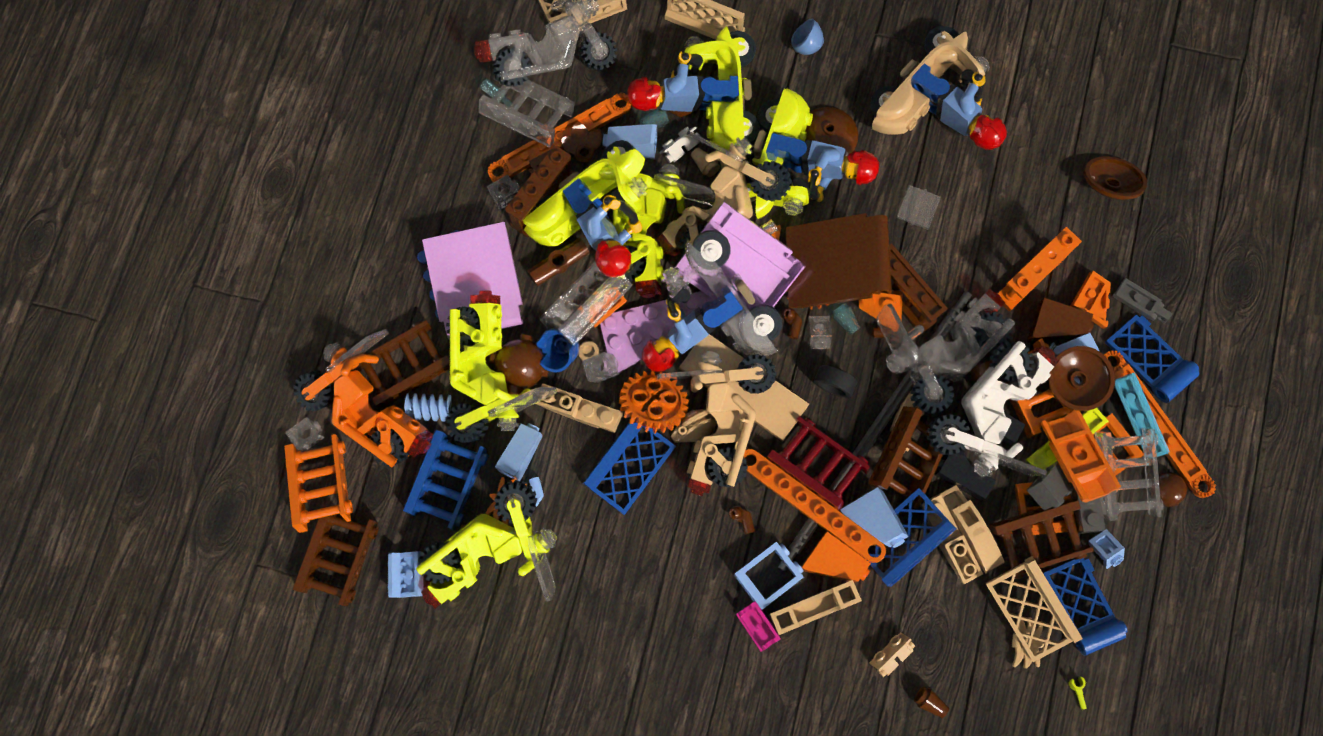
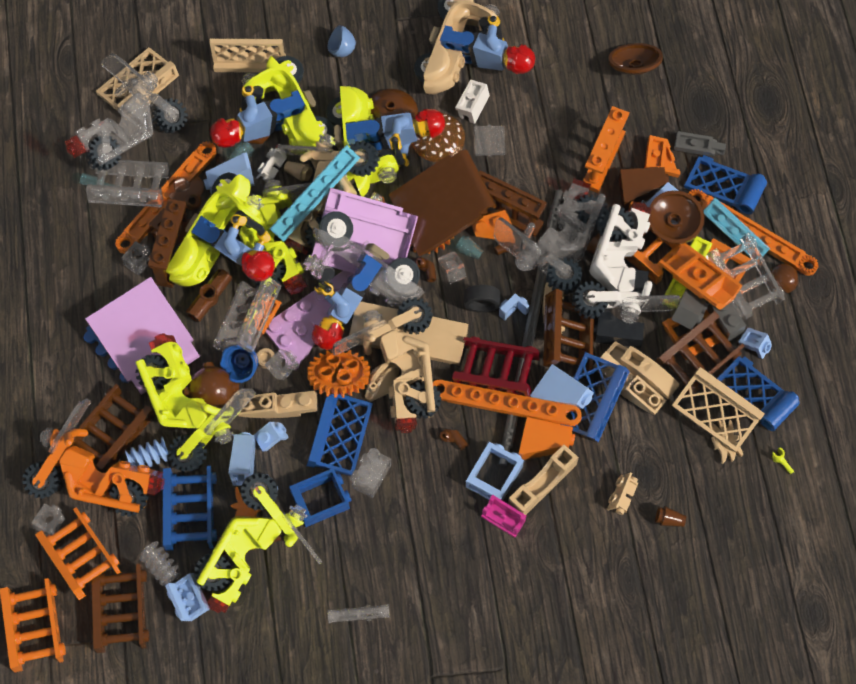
camera: 25 degrees left, 10 degrees down
(230, 521) = (12, 618): none -> orange fence
(393, 527) = (158, 564): none -> clear piece
(559, 437) = (270, 435): none -> light blue bracket
(569, 665) = (361, 613): none -> clear pin
(605, 515) = (316, 481): none -> blue window
(642, 521) = (371, 472): none -> clear brick
(707, 199) = (314, 193): none -> medium azure tile
(859, 400) = (507, 307): none -> light blue bracket
(871, 195) = (448, 143): none -> clear orange dish
(919, 156) = (473, 100): none -> white hinge

